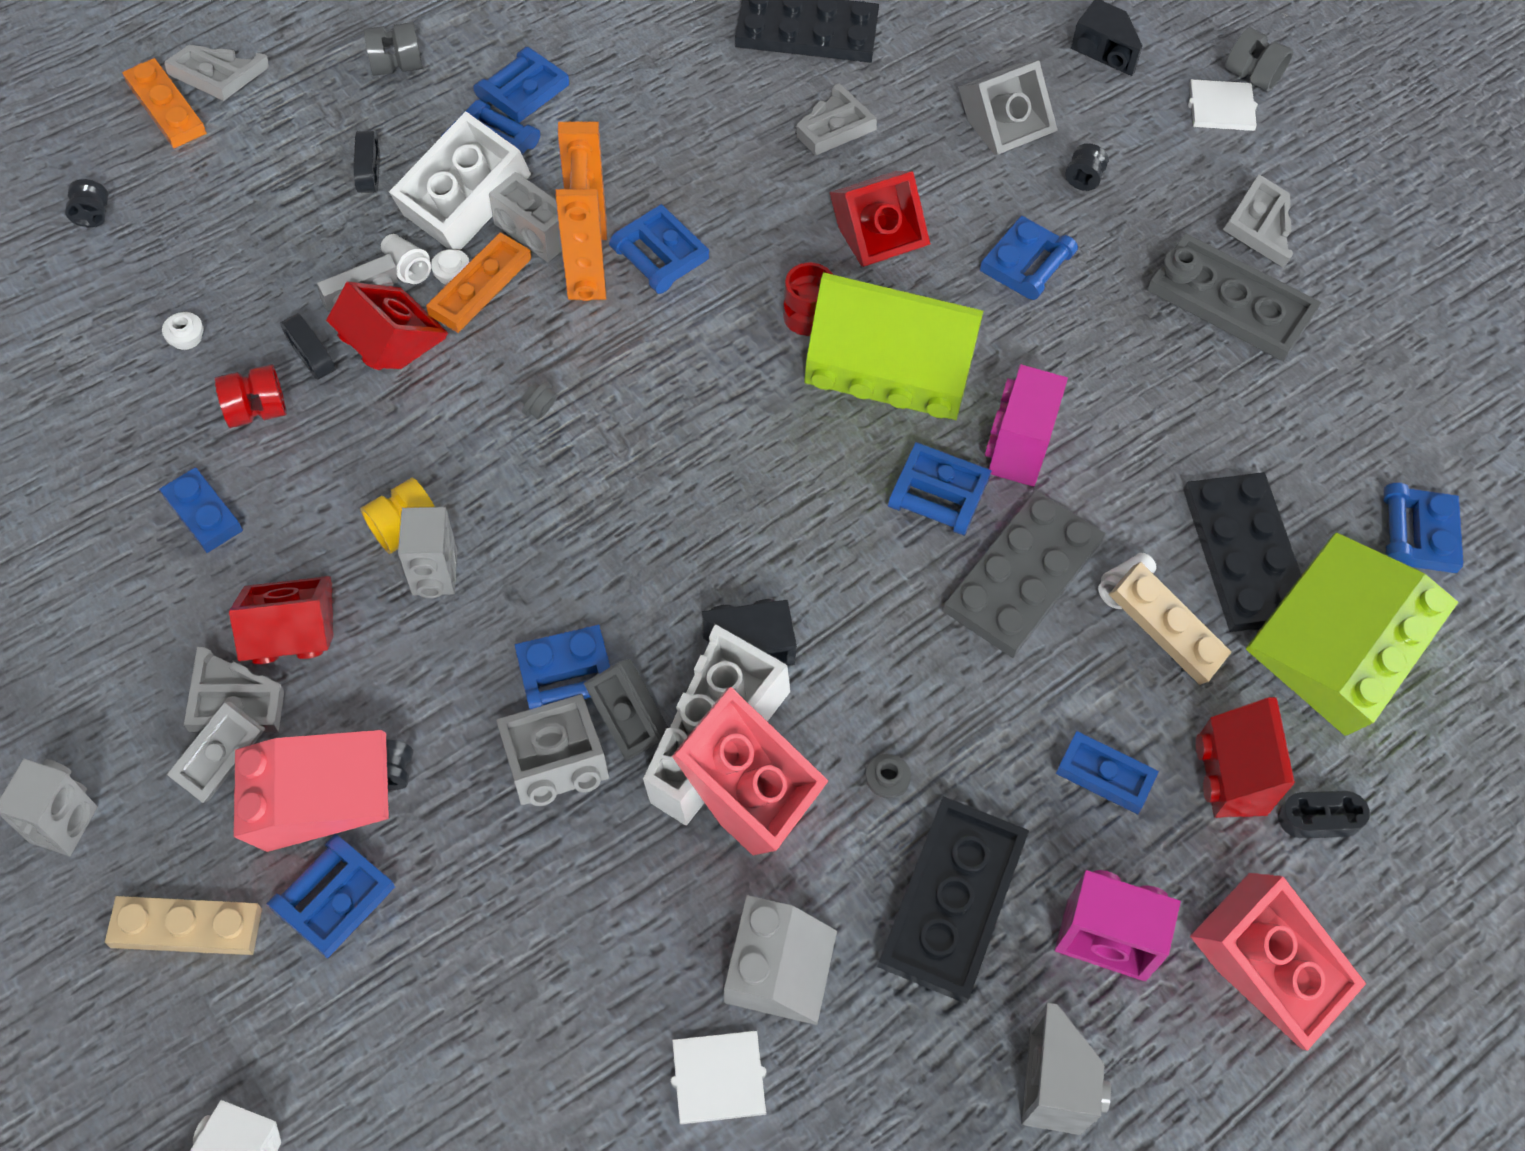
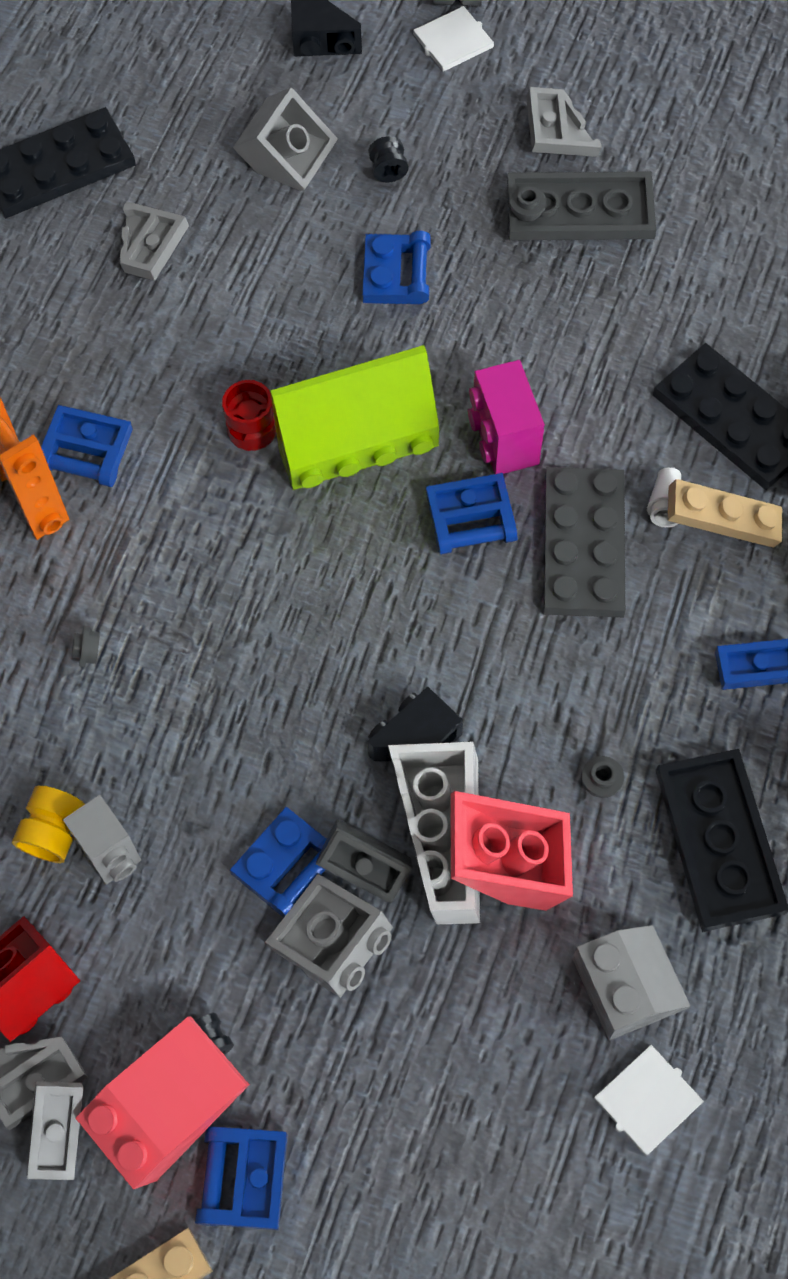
camera: 30 degrees left, 5 degrees up
(881, 217) = (252, 304): red slope -> none

